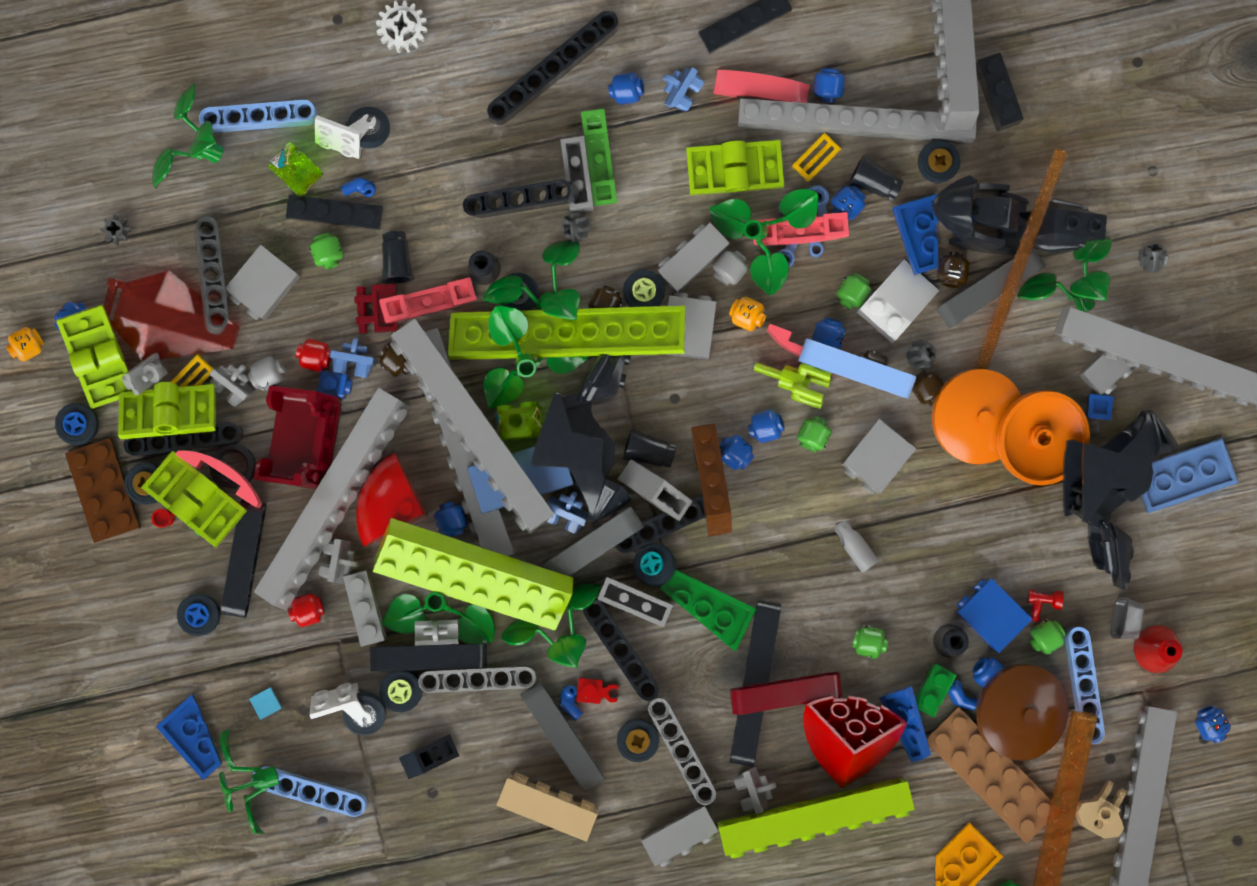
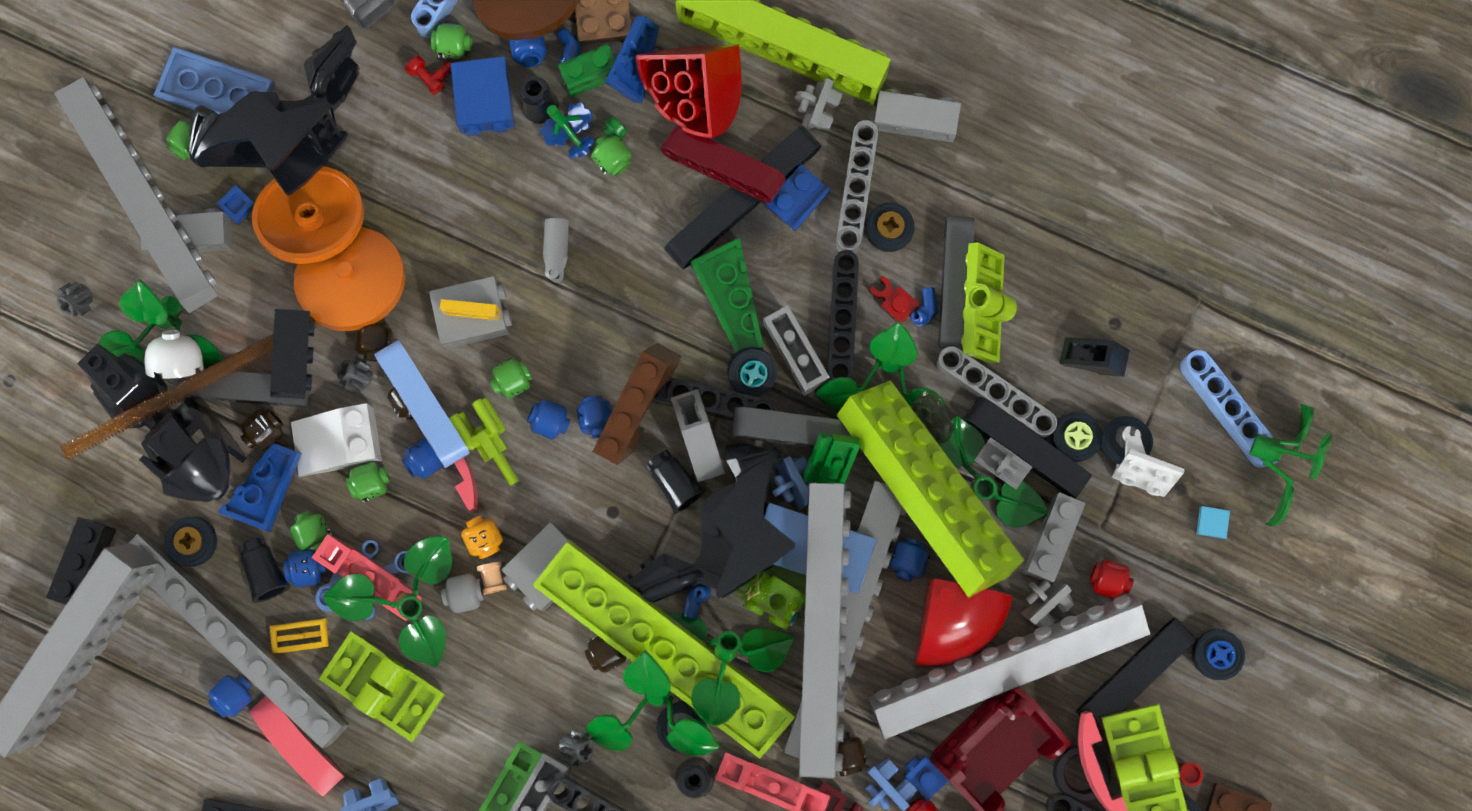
camera: 140 degrees left, 5 degrees down
(191, 737) = (1308, 543): blue wing -> none
(506, 627) = (935, 418): none -> clear smoke plate
(530, 734) = (985, 303): none -> lime plate
(547, 806) = (1018, 227): tan brick -> none
(552, 544) = (831, 459): none -> green plate
(574, 384) = (696, 596): none -> blue arm
(647, 280) = (551, 633): black wheel -> none
(692, 257) = (490, 631): light grey brick -> none
(716, 714) = (798, 197): none -> blue plate
(719, 292) = (491, 578): none -> light nougat bush
(864, 229) = (309, 530): none -> bright green head
(876, 456) = (470, 309): none -> yellow tile
(883, 663) = (615, 127): none -> green plate
(921, 630) = (557, 129): none -> blue plant
(972, 333) = (291, 354): none -> black brick
(1048, 269) = (173, 356): none -> white cylinder
(1175, 421) = (179, 139): none -> bright green head

